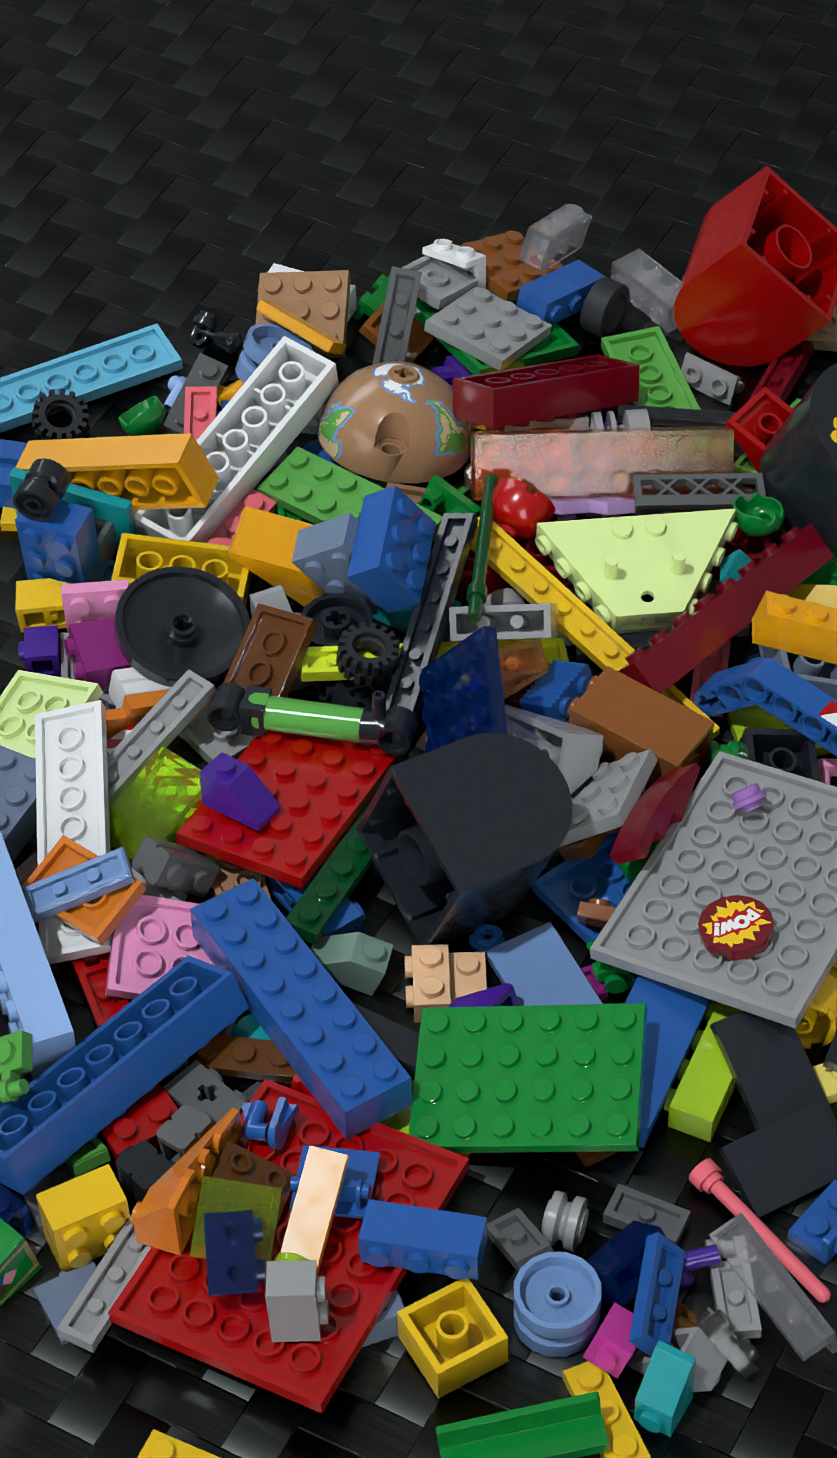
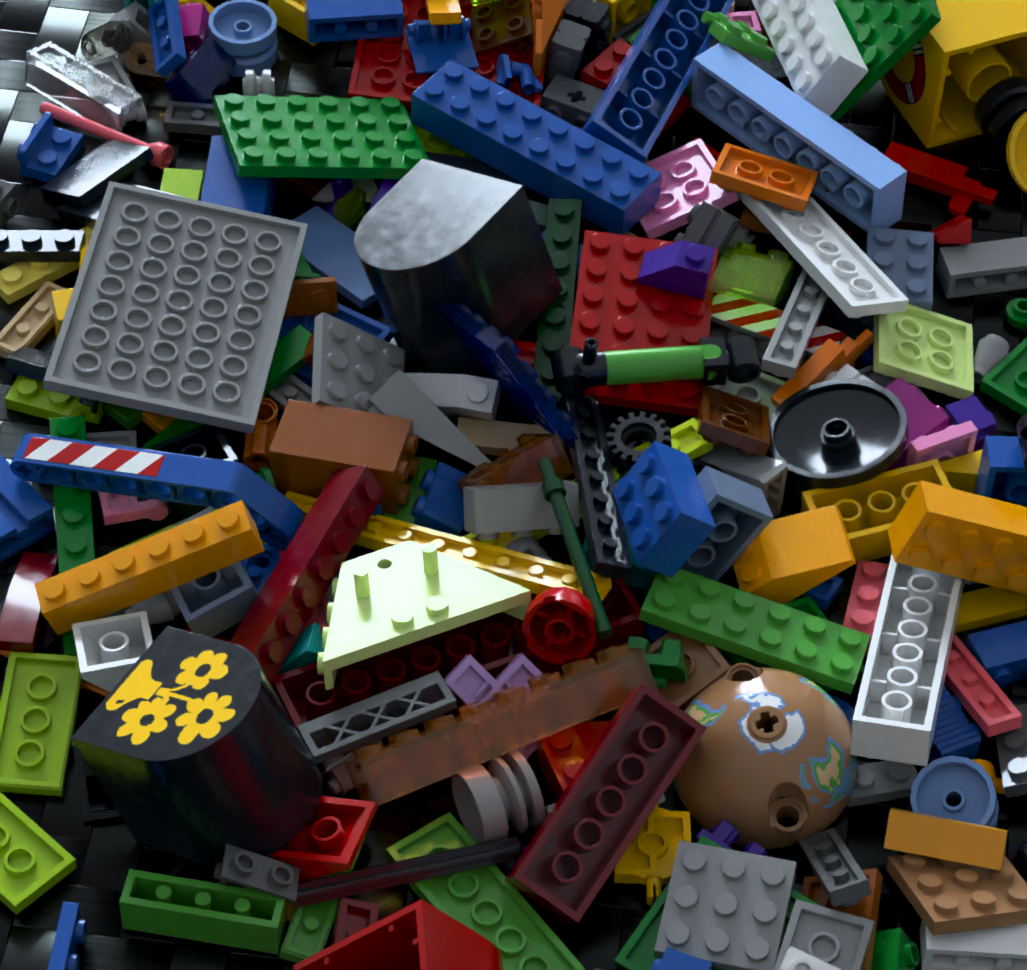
camera: 155 degrees right, 0 degrees up
(78, 884) = (765, 165): medium blue tile -> none
(517, 1238) = (288, 69): dark grey plate -> none
(655, 810) = (293, 336): dark red slope -> none
(698, 1259) = (151, 85): dark purple arm -> none
(736, 927) = (182, 243): tile -> none
(748, 797) = (215, 357): medium lavender plate -> none
(758, 515) = (303, 690): green hair -> none

